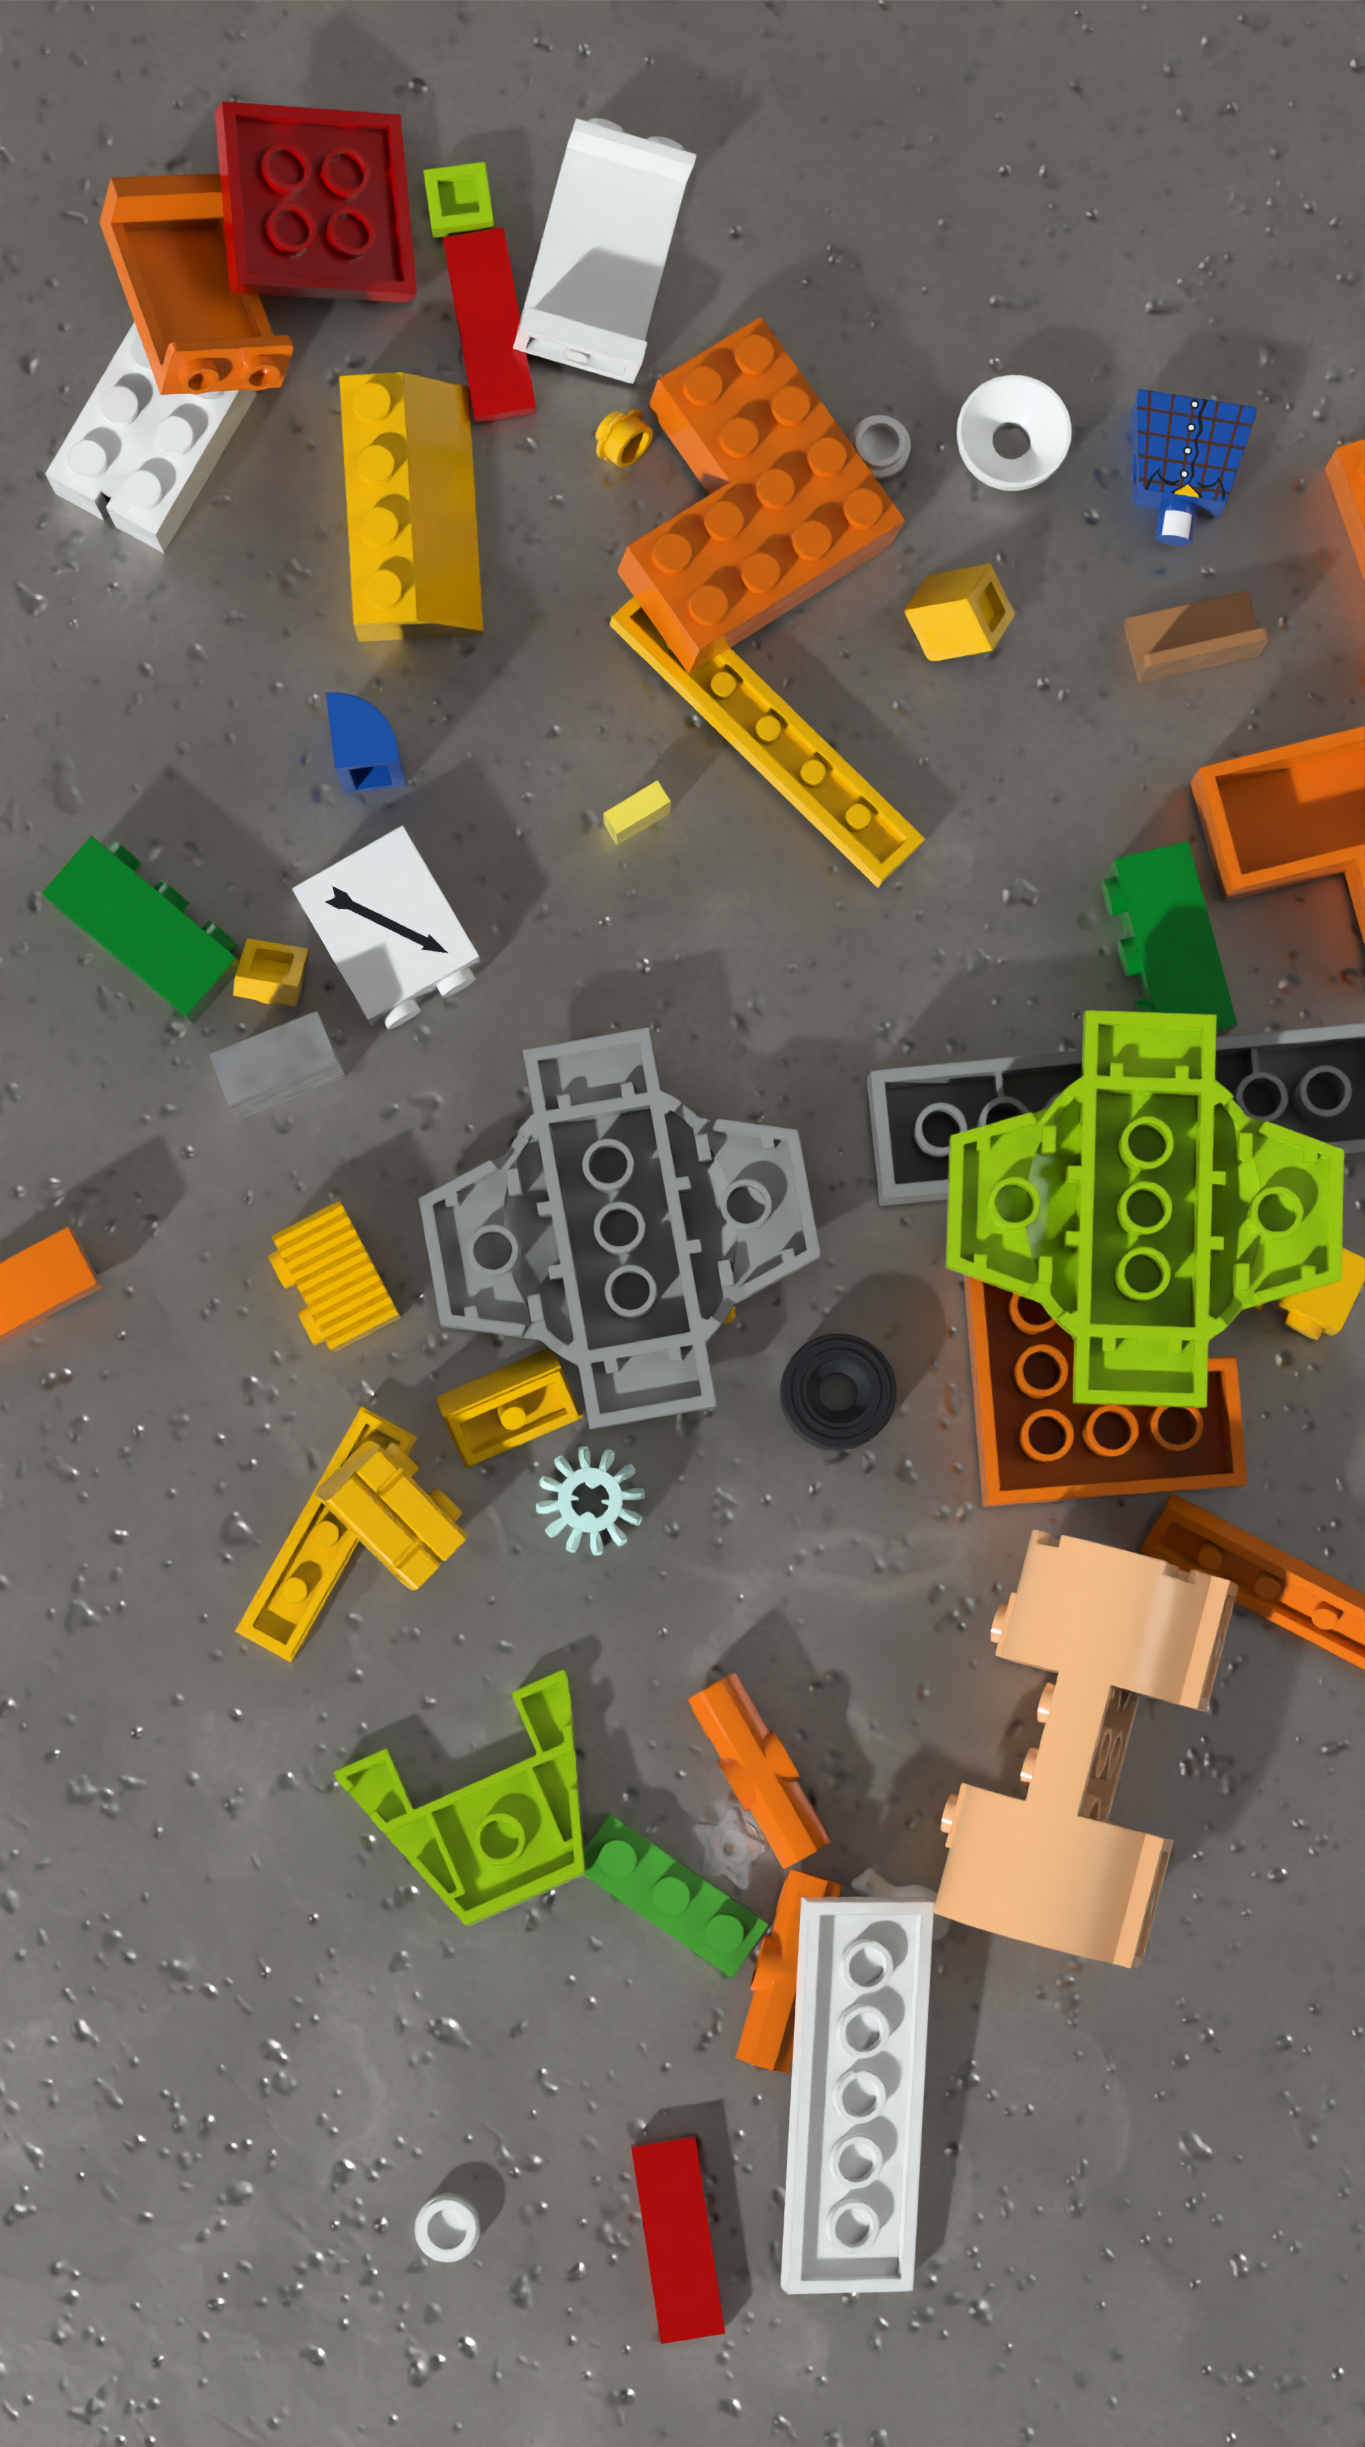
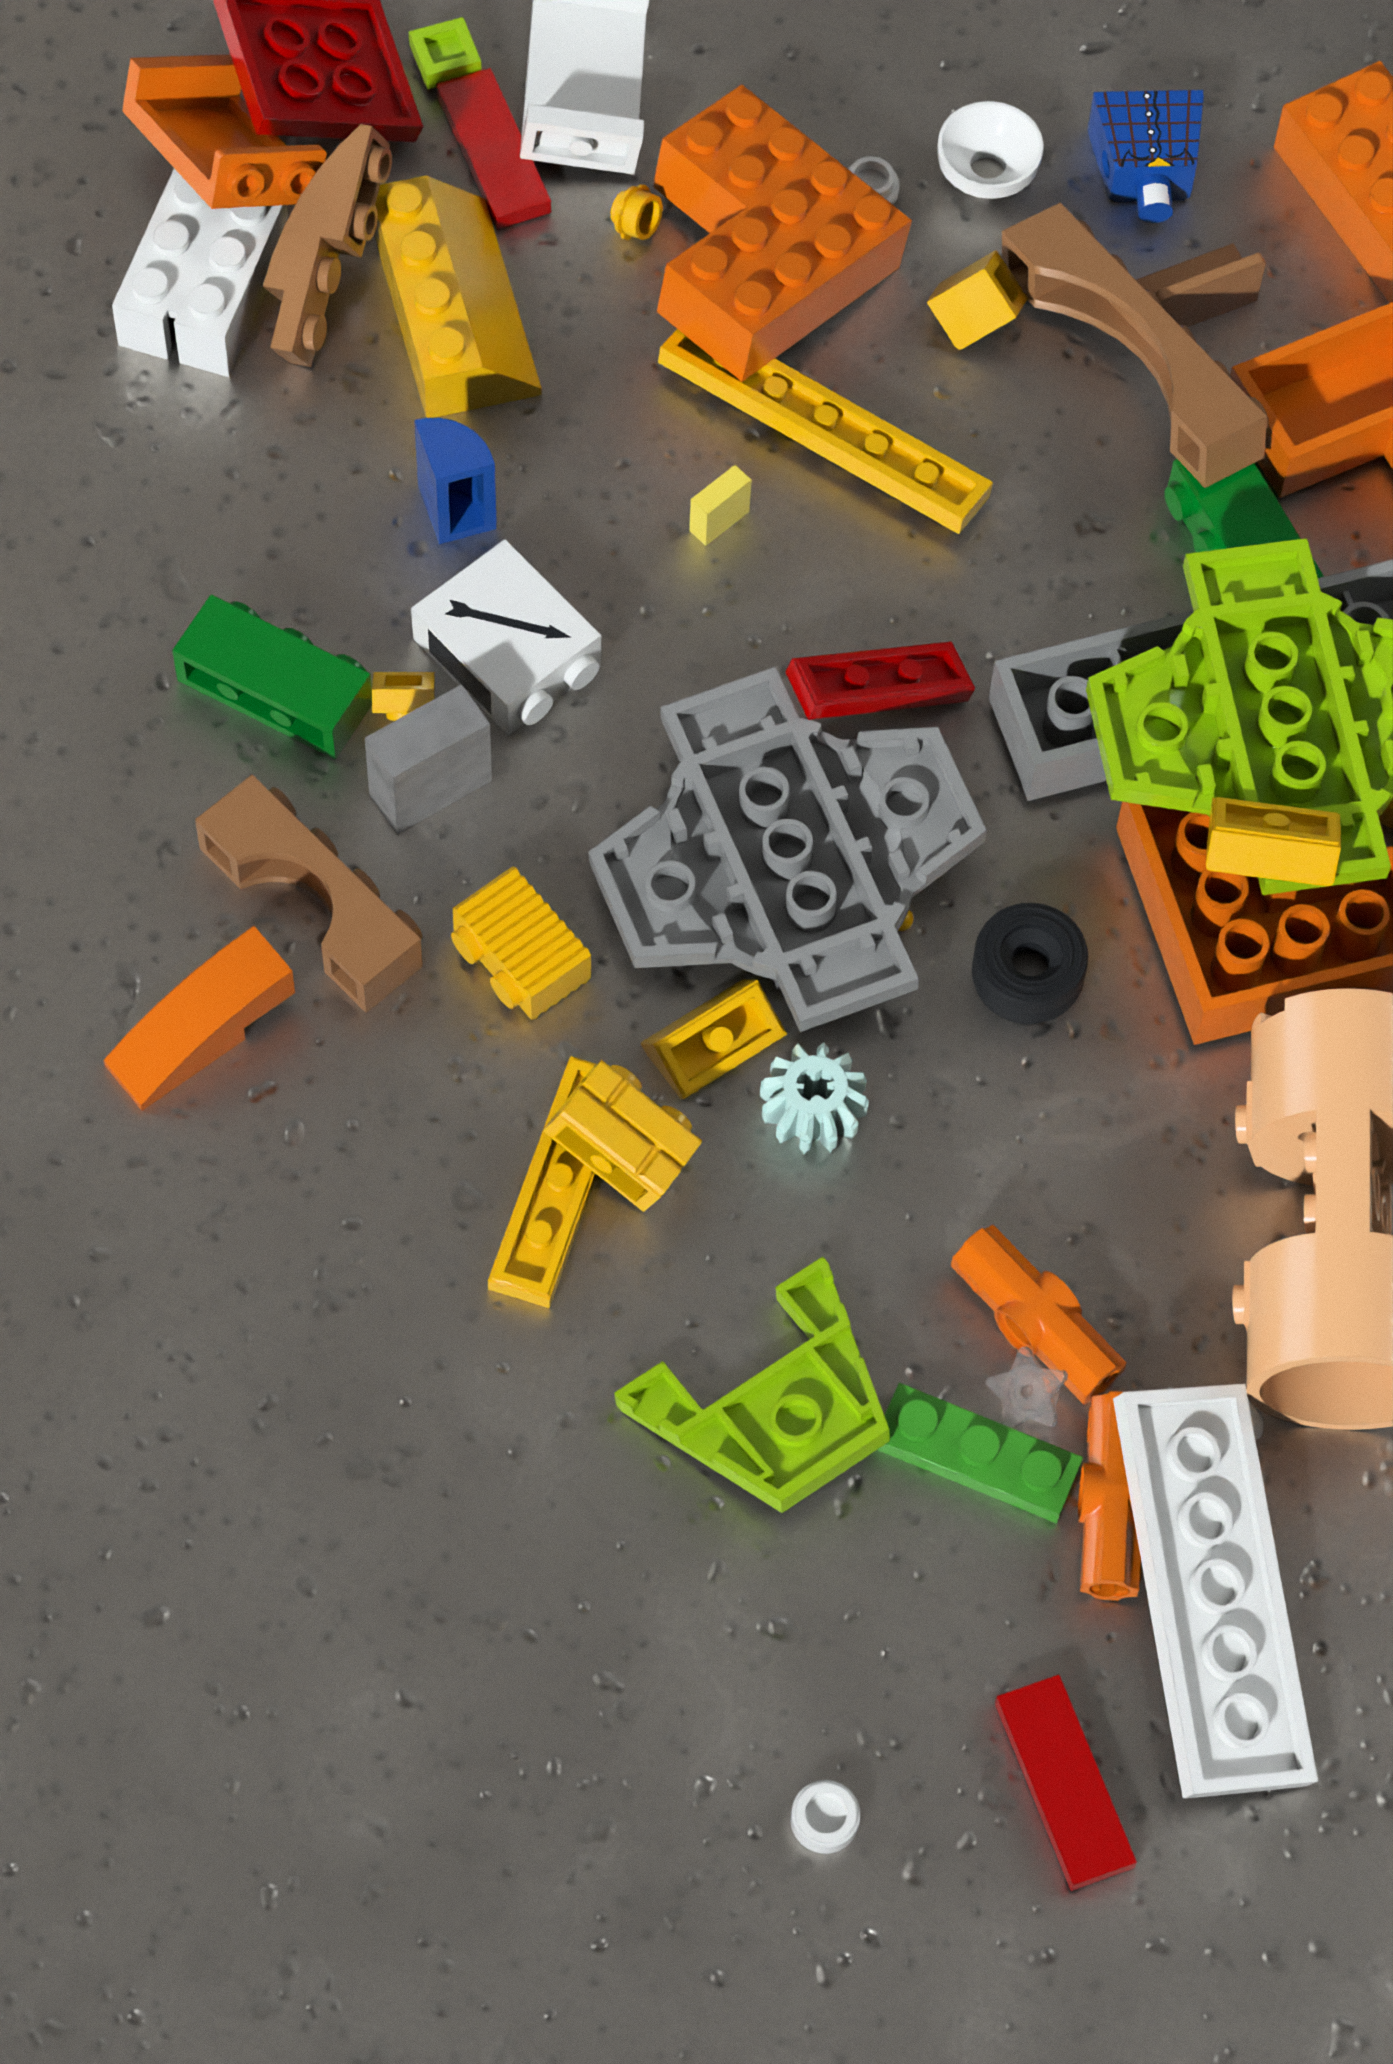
camera: 10 degrees left, 20 degrees down
(94, 1112) = (261, 840): none -> medium nougat arch
(283, 419) = (328, 220): none -> medium nougat slope
(755, 1053) = (879, 680): none -> red tile
(1058, 599) = (1072, 274): none -> medium nougat arch
(1093, 1359) = (1273, 841): none -> yellow slope

